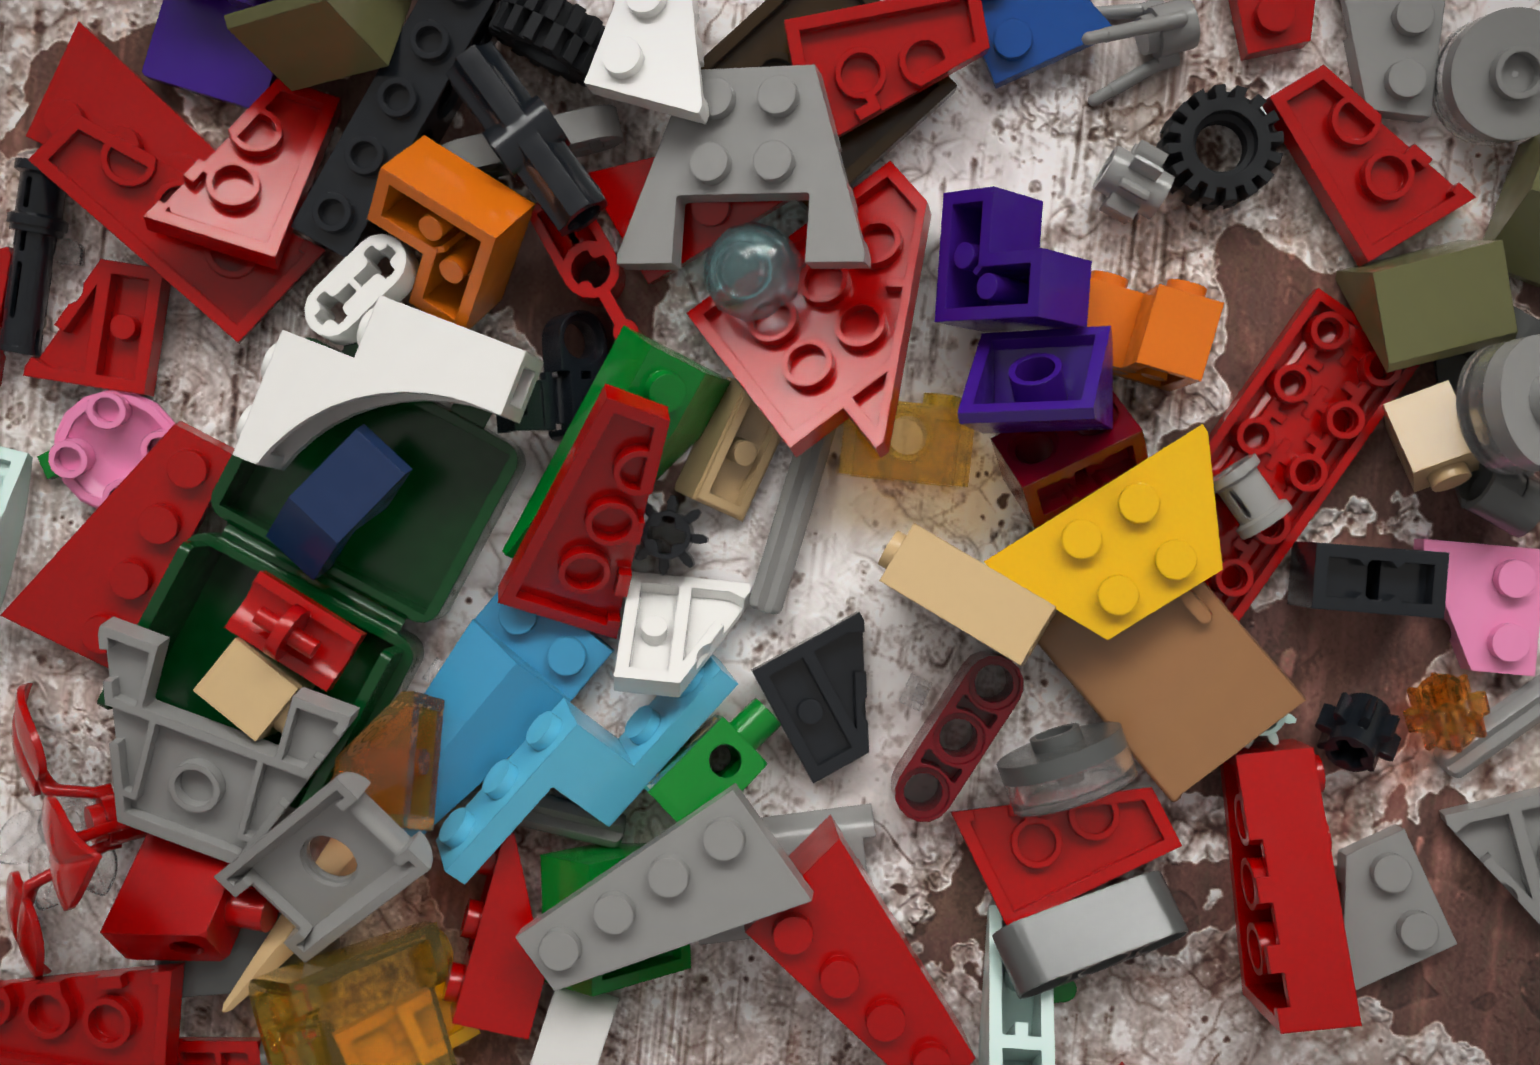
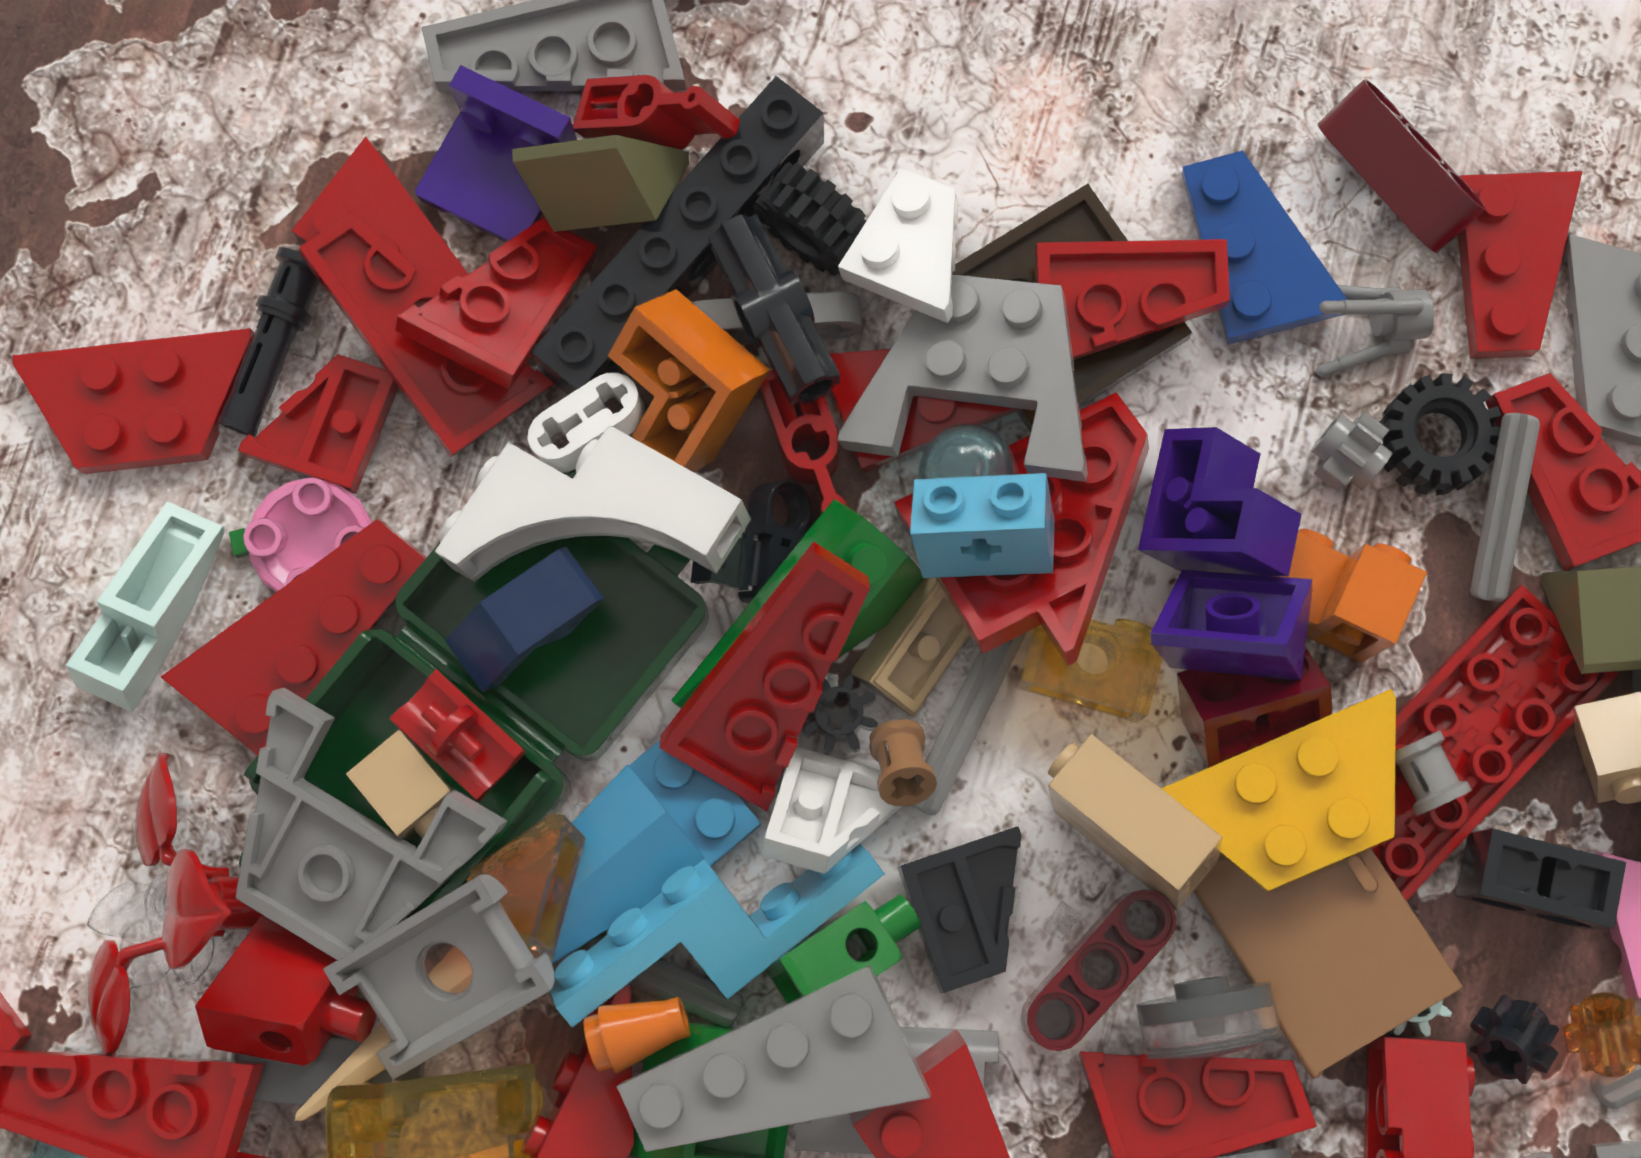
camera: 10 degrees right, 10 degrees down
(521, 880) = (633, 1031): none -> orange cone
(736, 572) = (902, 762): none -> medium nougat bush
(775, 330) = (983, 525): none -> medium azure brick
(1293, 211) = (1504, 506): none -> light grey axle

